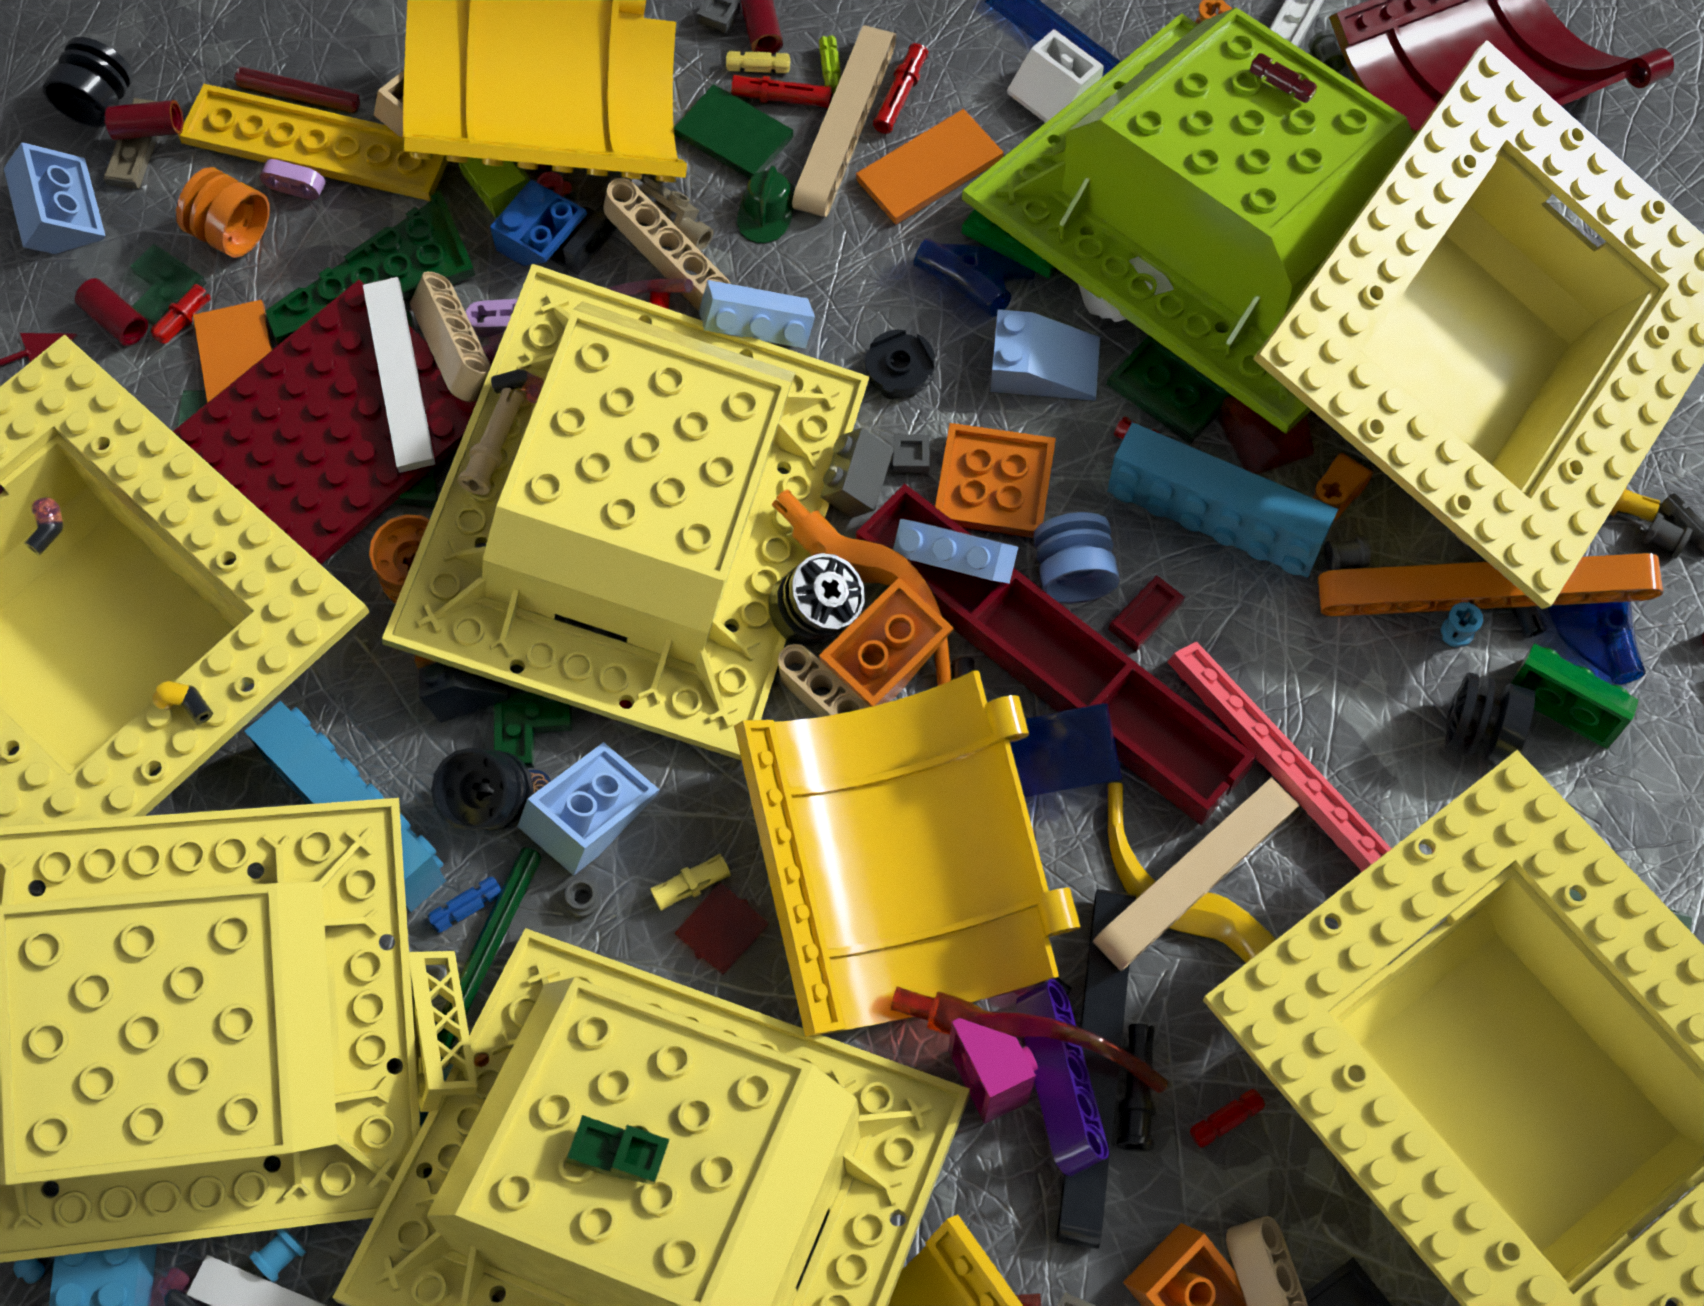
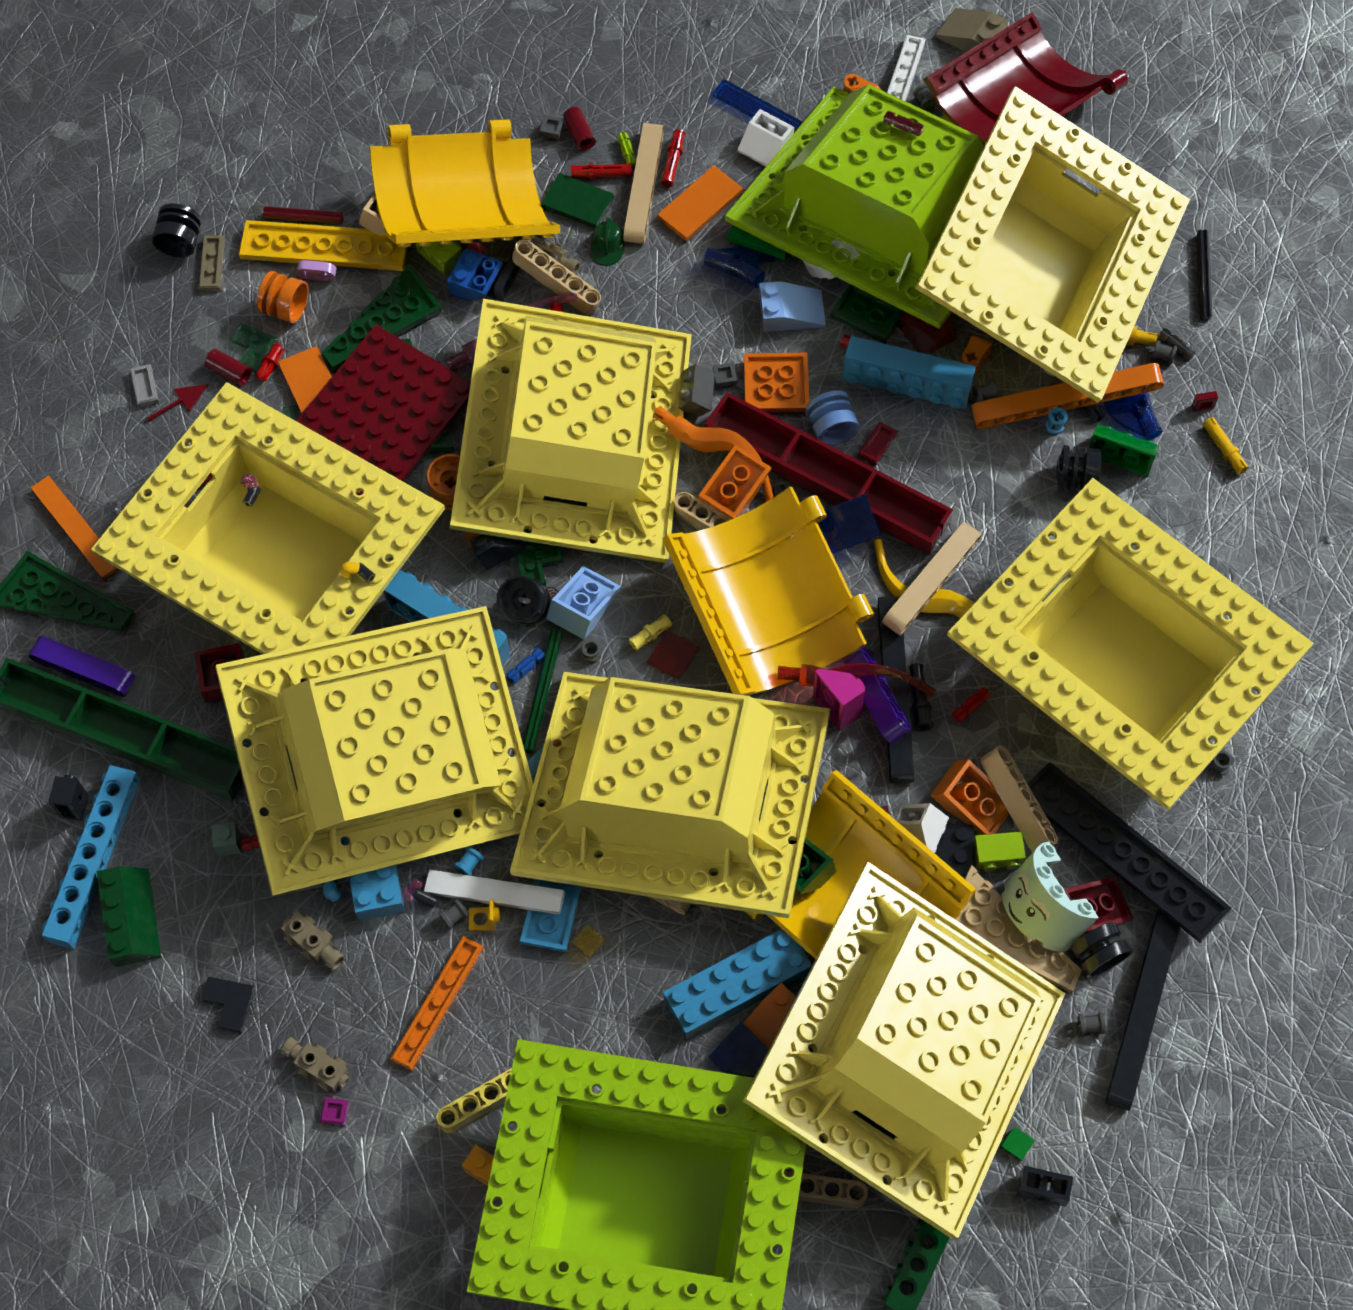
camera: 10 degrees left, 0 degrees up
(52, 199) = (172, 305): light blue slope -> none
(144, 120) = (217, 248): dark red pin -> none
(398, 375) = (416, 376): white tile -> none
(427, 1047) = (531, 742): light yellow fence -> none
(450, 336) = (440, 349): tan beam -> none
(486, 454) = (485, 412): tan pin -> none
(497, 313) = (461, 332): lavender beam -> none
(520, 380) = (496, 367): arm -> none
(617, 1151) = (661, 754): dark green slope -> none
(756, 314) = (618, 307): light blue brick -> none
(758, 62) = (582, 155): light yellow axle -> none
(803, 611) = (689, 465): black wheel -> none
(904, 381) = (710, 334): black plate -> none
(955, 551) = (764, 424): light blue brick -> none
(1279, 756) = (962, 506): coral plate -> none

